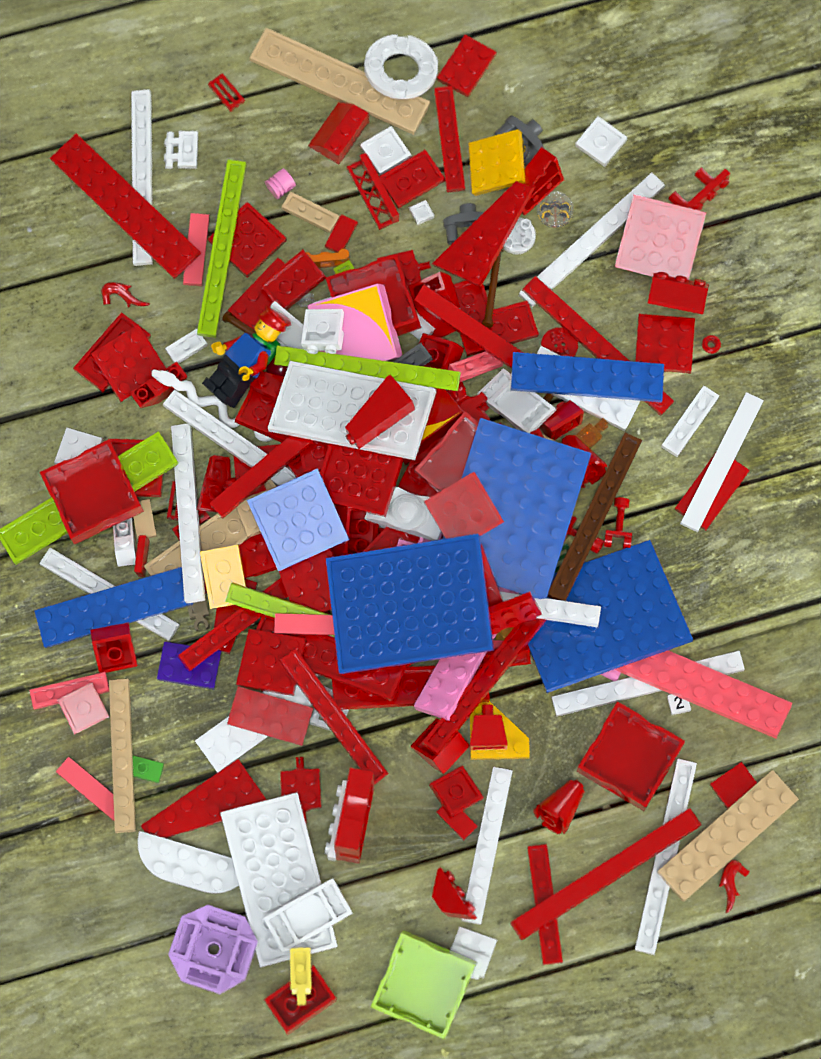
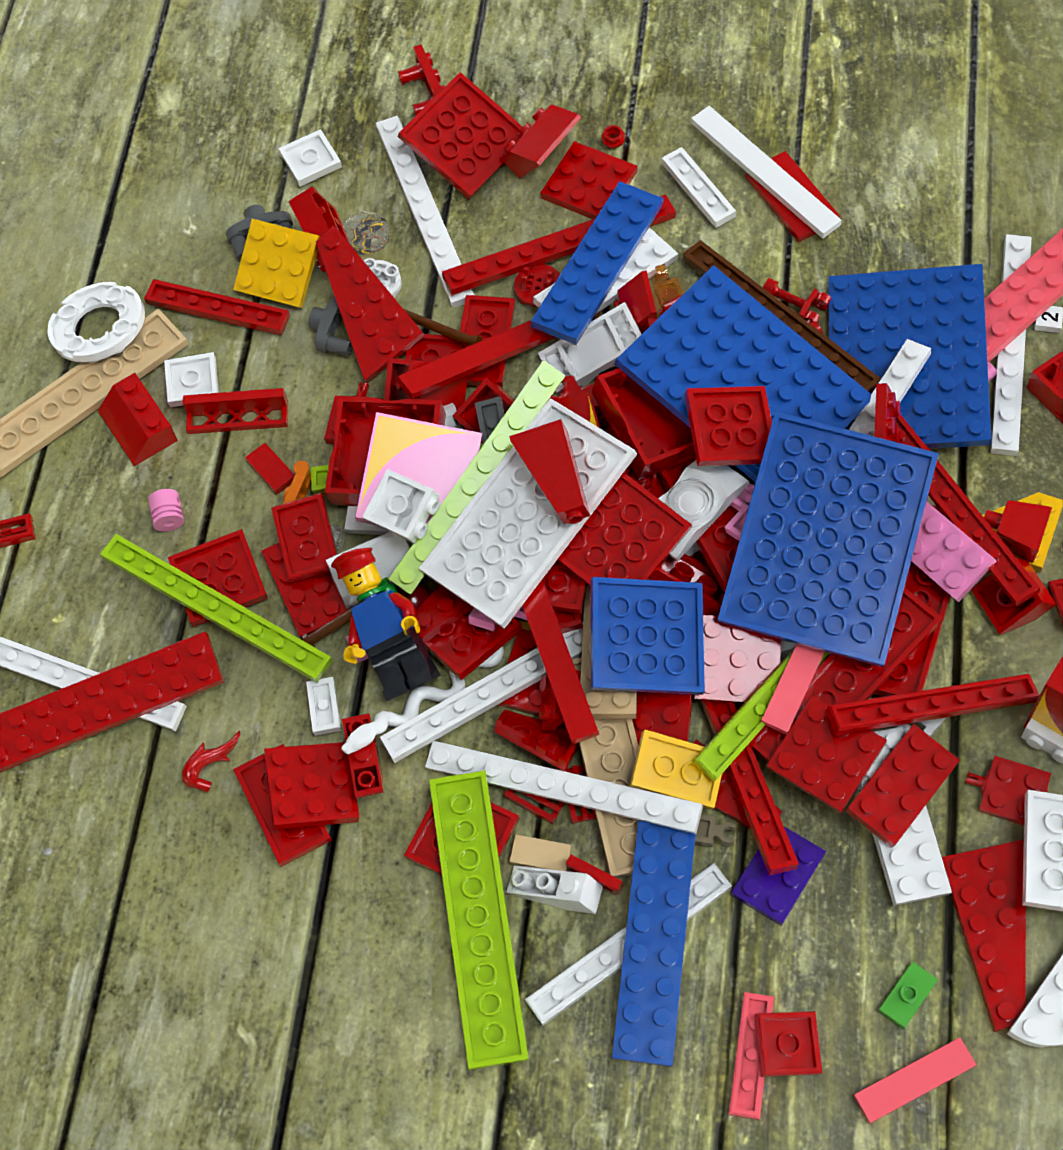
camera: 60 degrees left, 10 degrees down
(74, 444) = (400, 905): white plate -> none
(91, 492) = (476, 900): red tile -> none
(113, 648) = (713, 964): red slope -> none
(122, 756) = (883, 1015): tan plate -> none
(186, 152) = (55, 604): white plate -> none
(198, 237) = (170, 631): coral tile -> none
(310, 212) = (223, 491): tan plate -> none
(412, 178) = (243, 360): red plate -> none
(421, 212) = (291, 371): white tile -> none
(466, 65) = (136, 259): red plate -> none
(475, 365) = (521, 370): coral plate -> none

